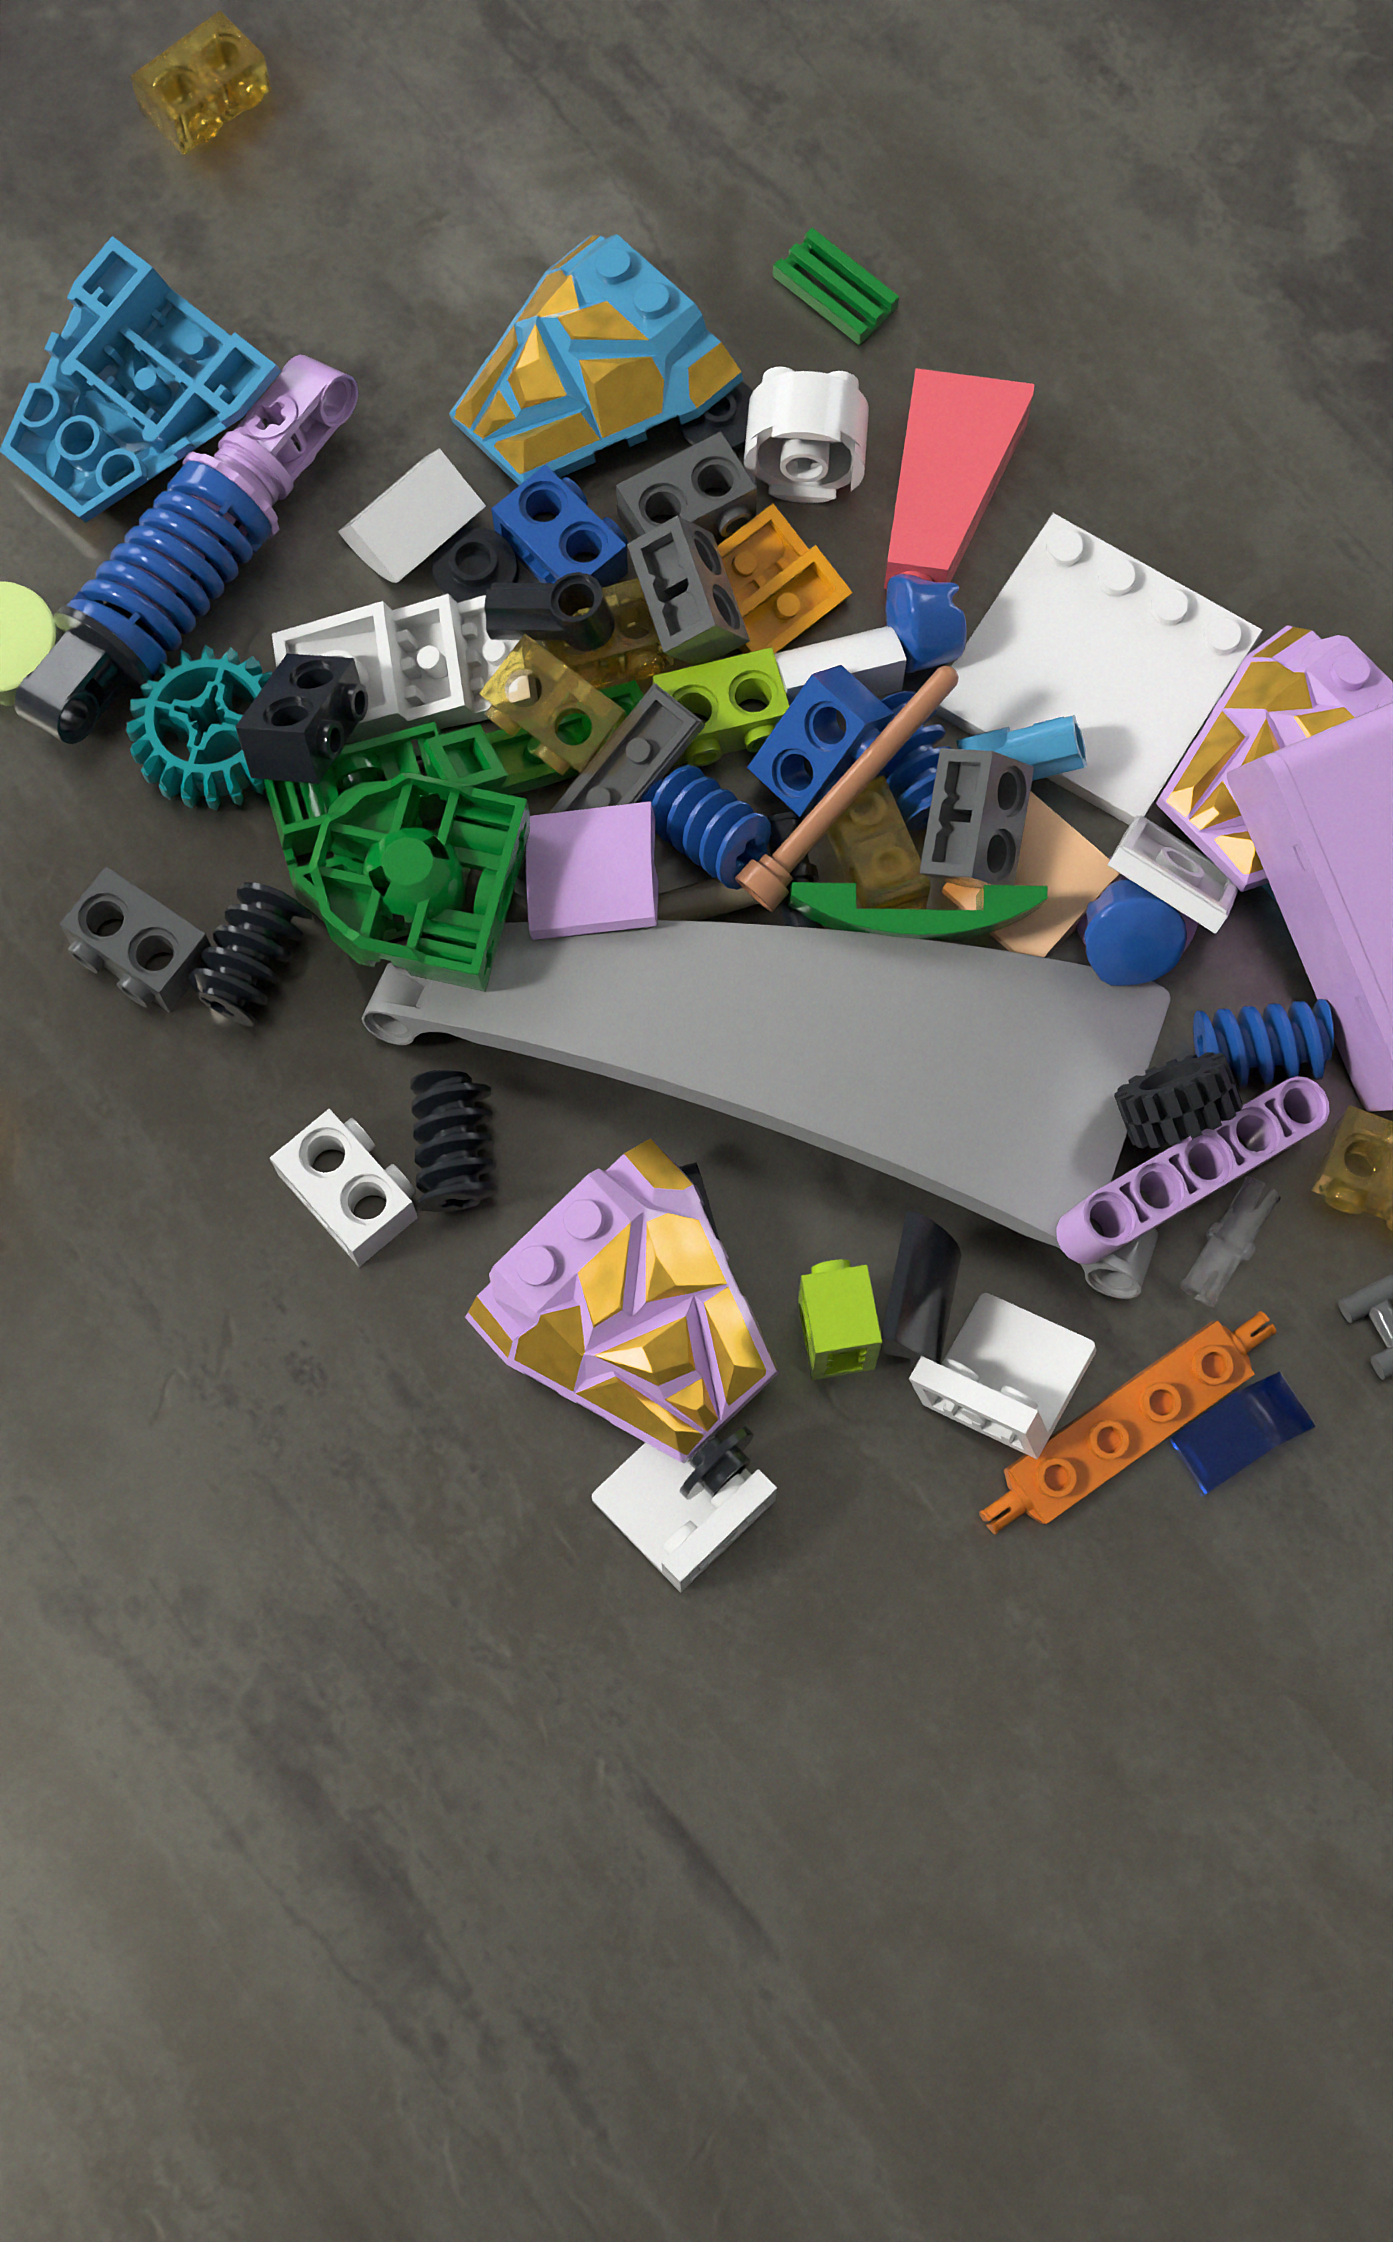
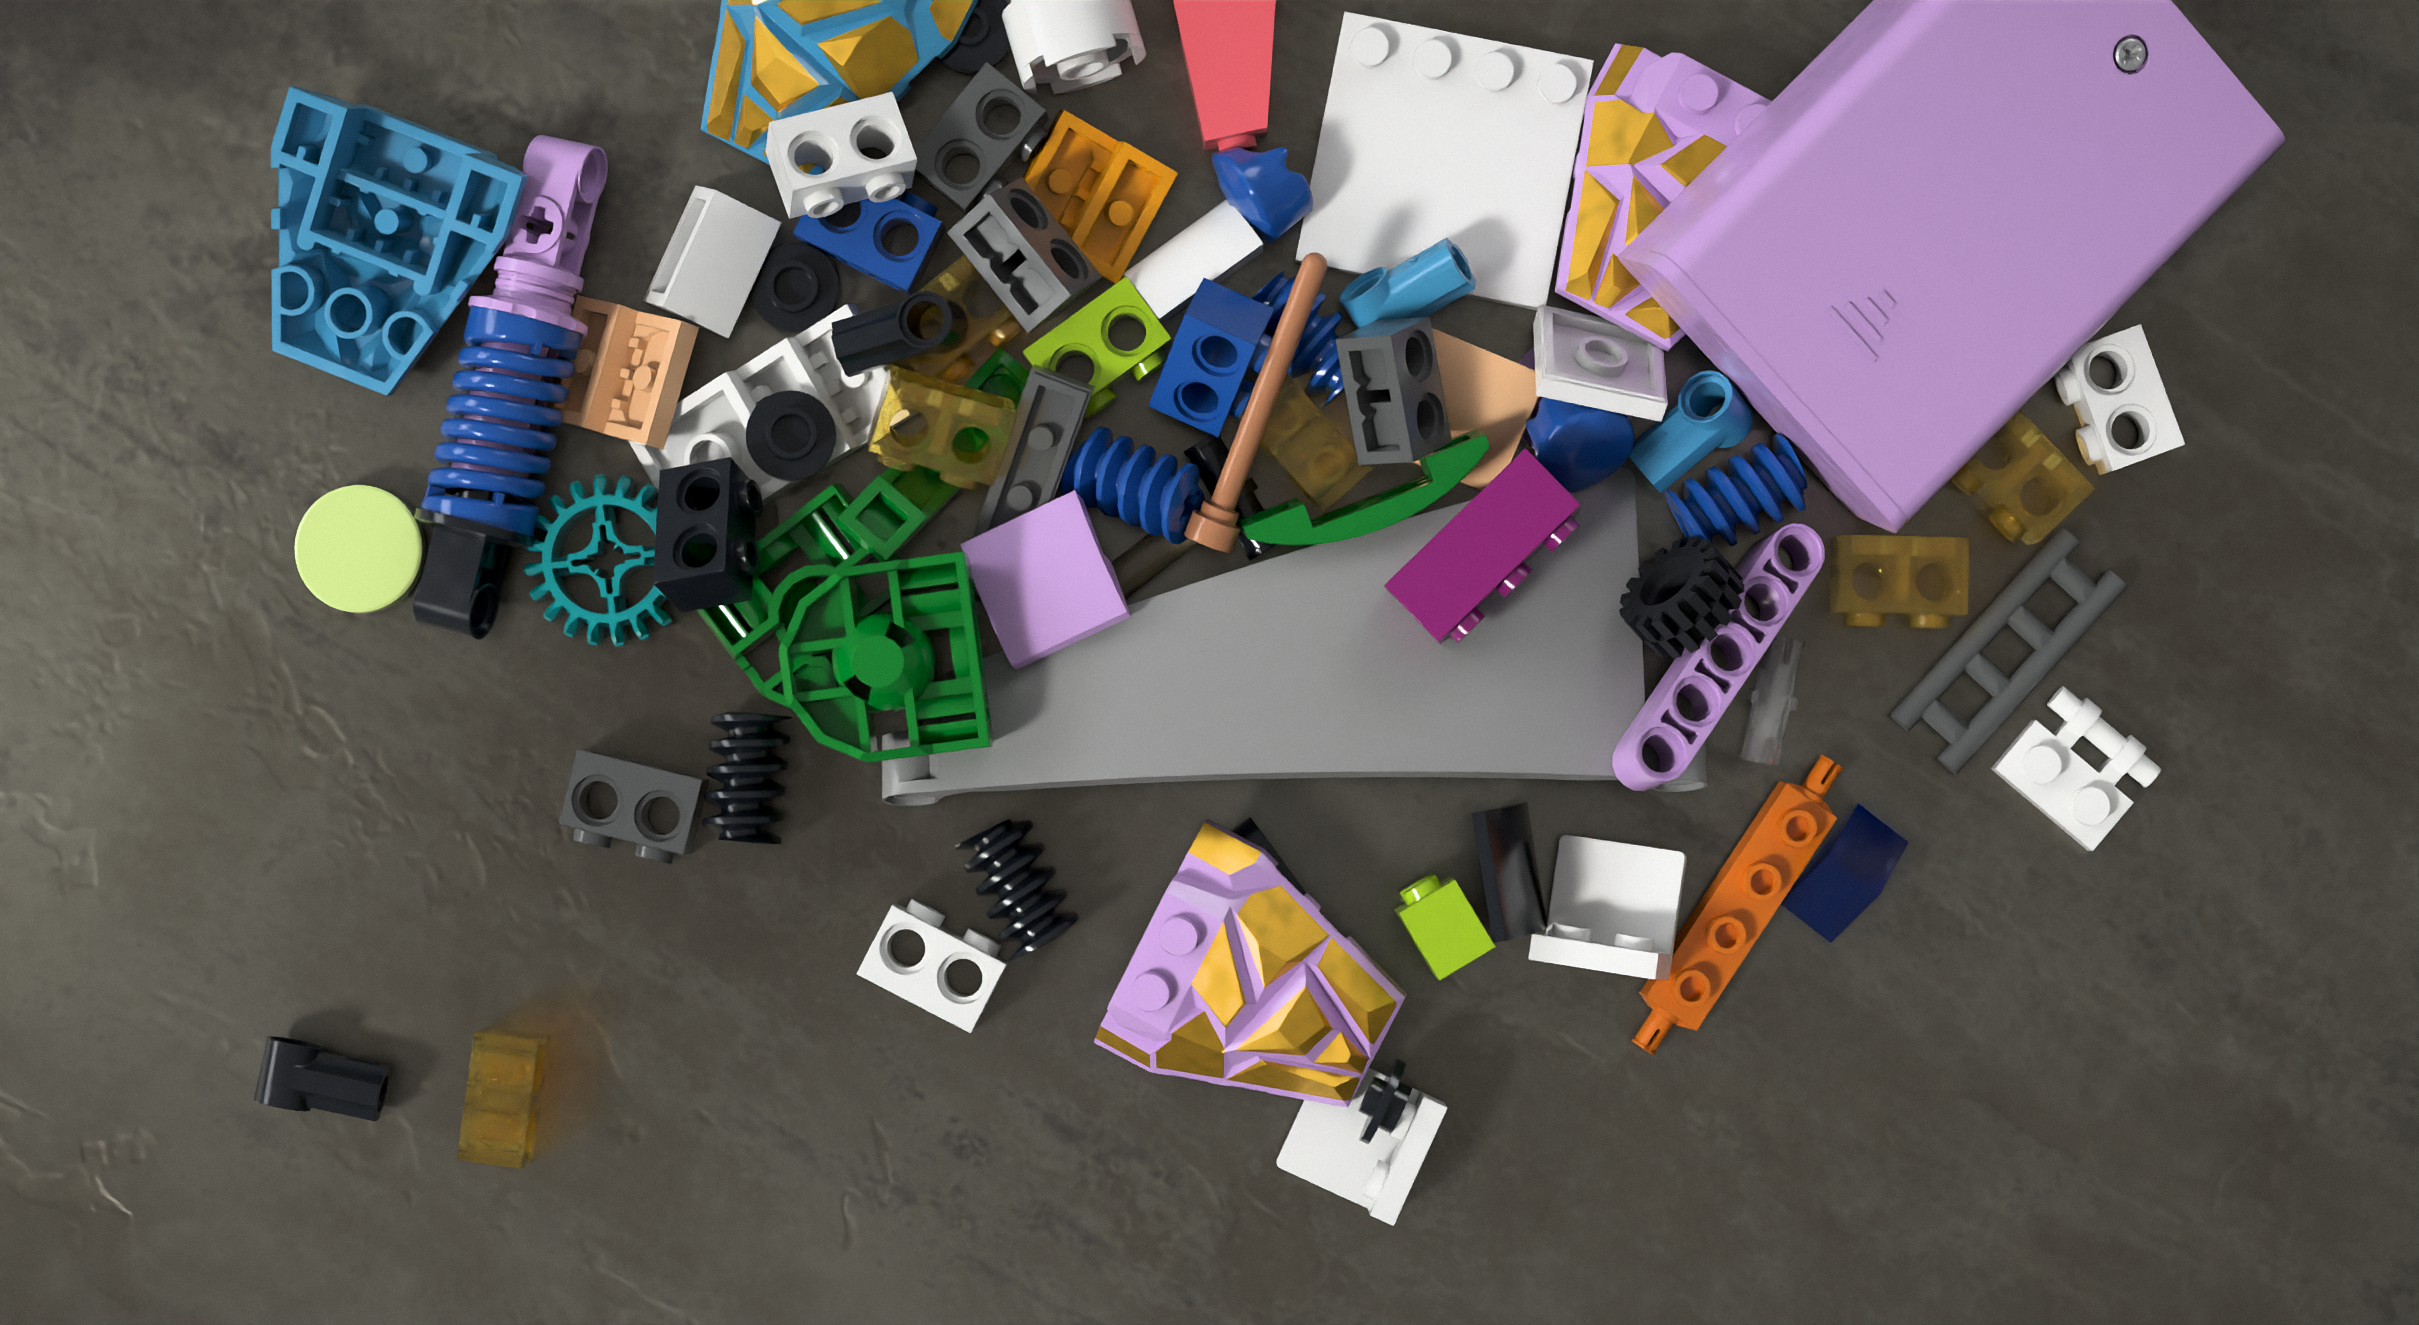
camera: 20 degrees left, 15 degrees up
(294, 579) = (626, 372): none -> light nougat slope
(416, 671) = (790, 435): none -> black piece
(560, 451) = (834, 141): none -> white brick
(1011, 977) = (1485, 549): none -> magenta wedge
(1257, 964) = (1689, 433): none -> dark azure piece

